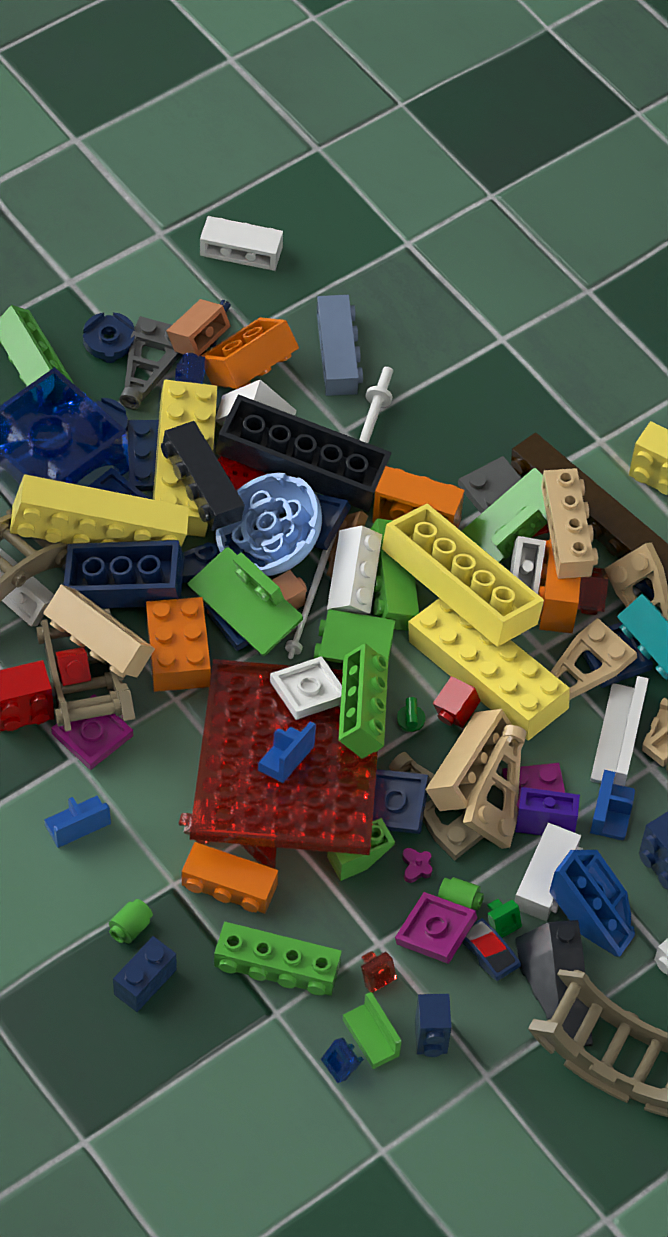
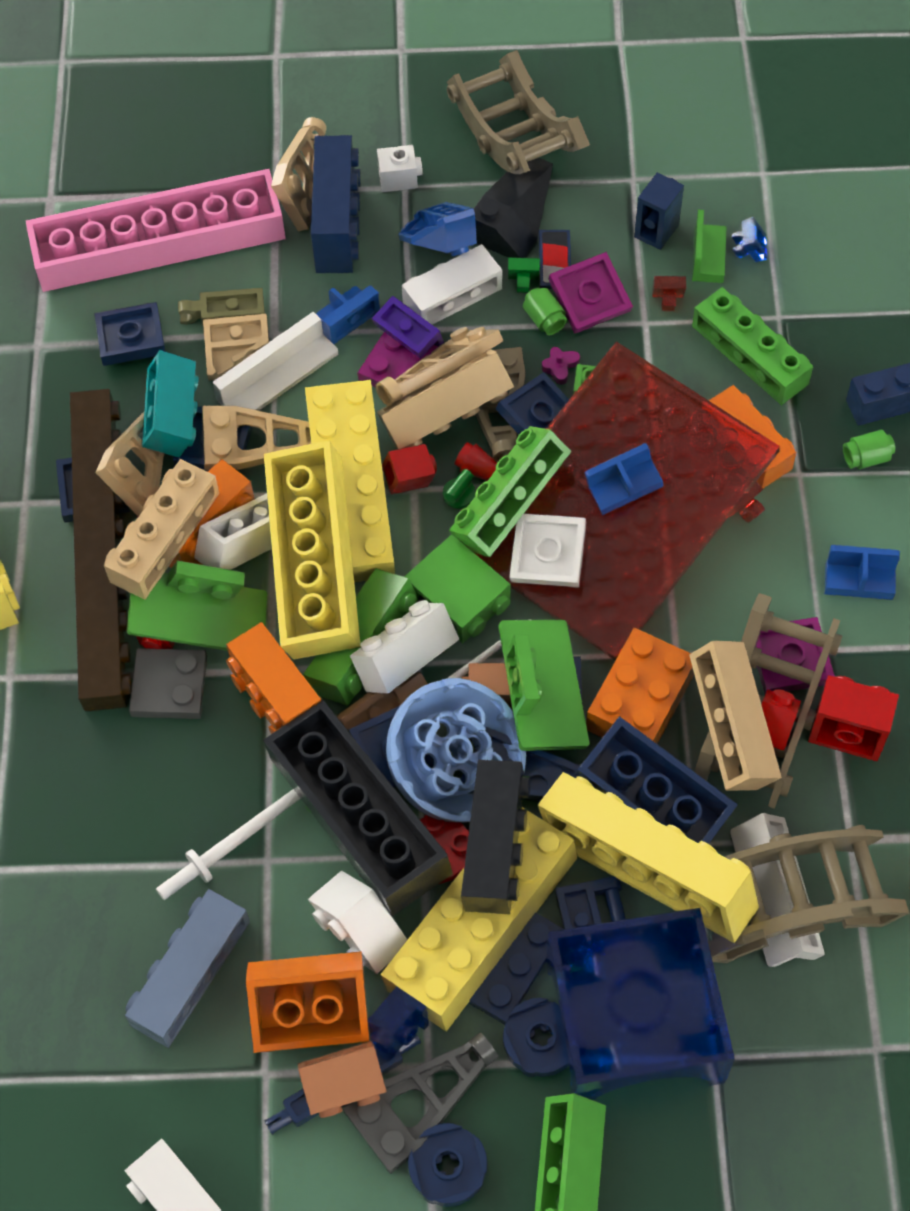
camera: 140 degrees left, 5 degrees up
(413, 743) = (476, 461): none -> red cone

